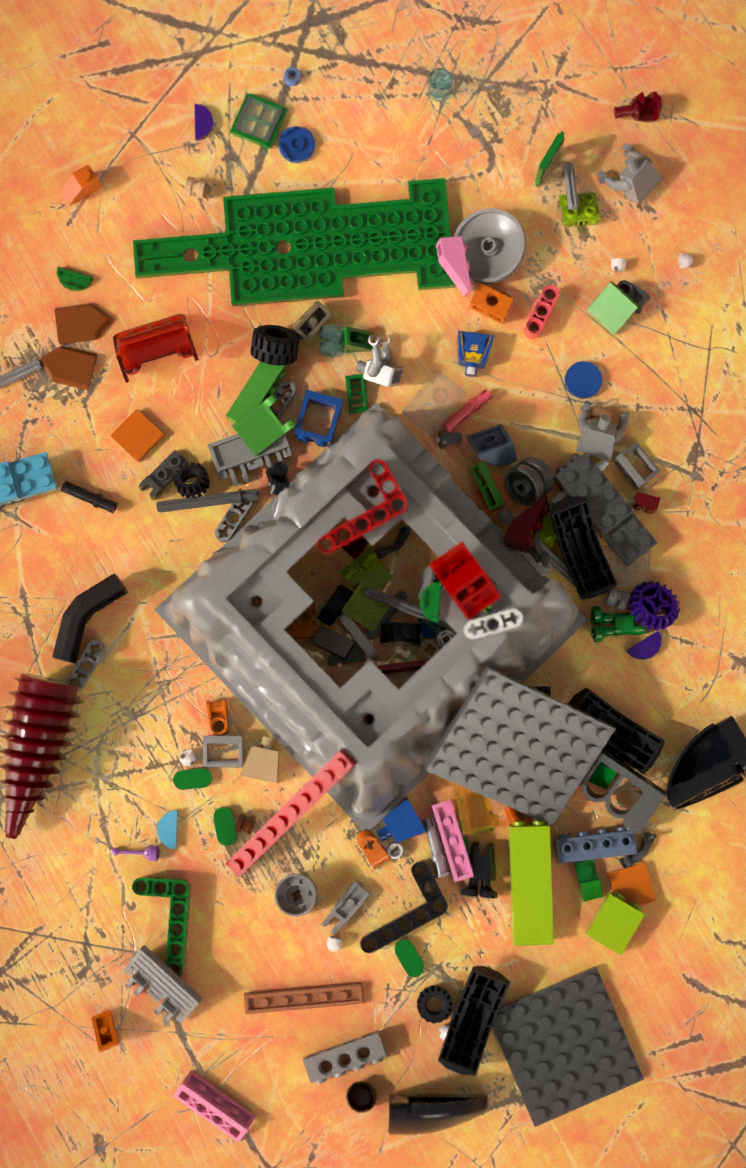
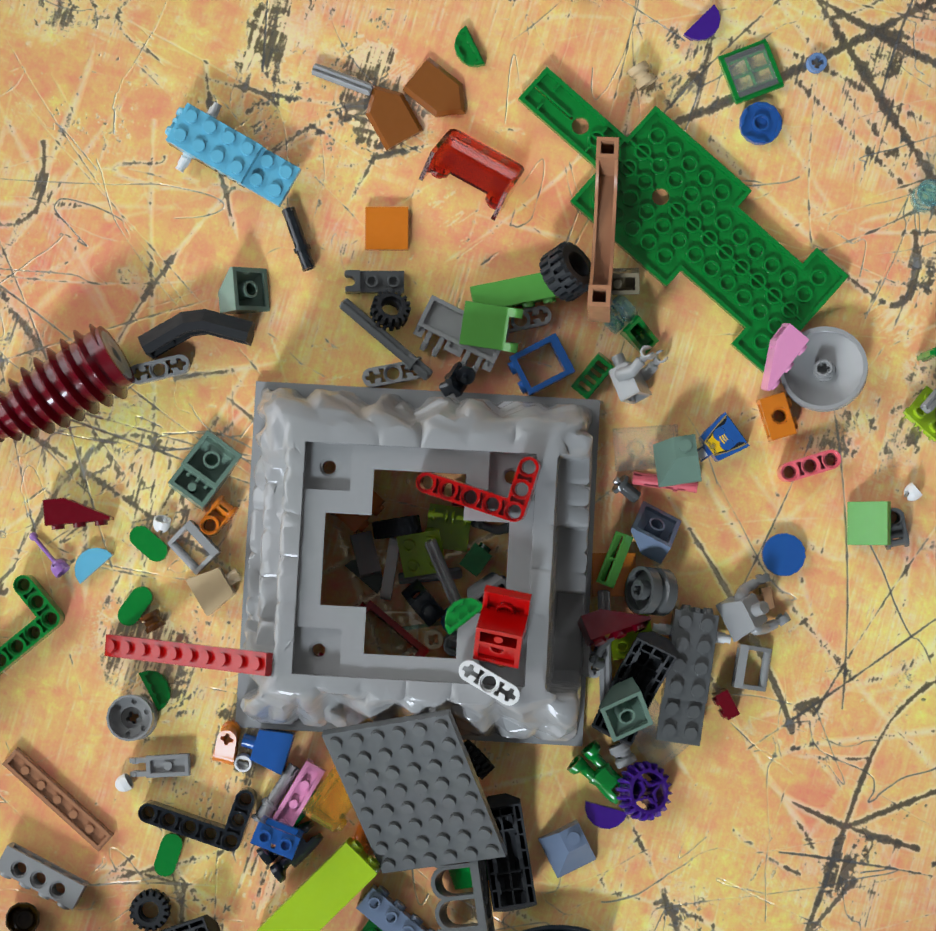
camera: 50 degrees right, 5 degrees up
(89, 562) = (244, 291): none -> sand green slope
(121, 812) = (67, 511): none -> dark red slope
(180, 697) = (204, 470): none -> sand green slope
(292, 861) = (158, 687): none -> green tile
(300, 325) = (603, 230): none -> nougat arch
(404, 573) = (476, 558): none -> dark green brick
(461, 388) = (677, 461): none -> sand green slope
(472, 862) = (275, 832): none -> blue window
(591, 565) = (625, 710): none -> sand green slope
(646, 690) = (567, 848): none -> sand blue slope

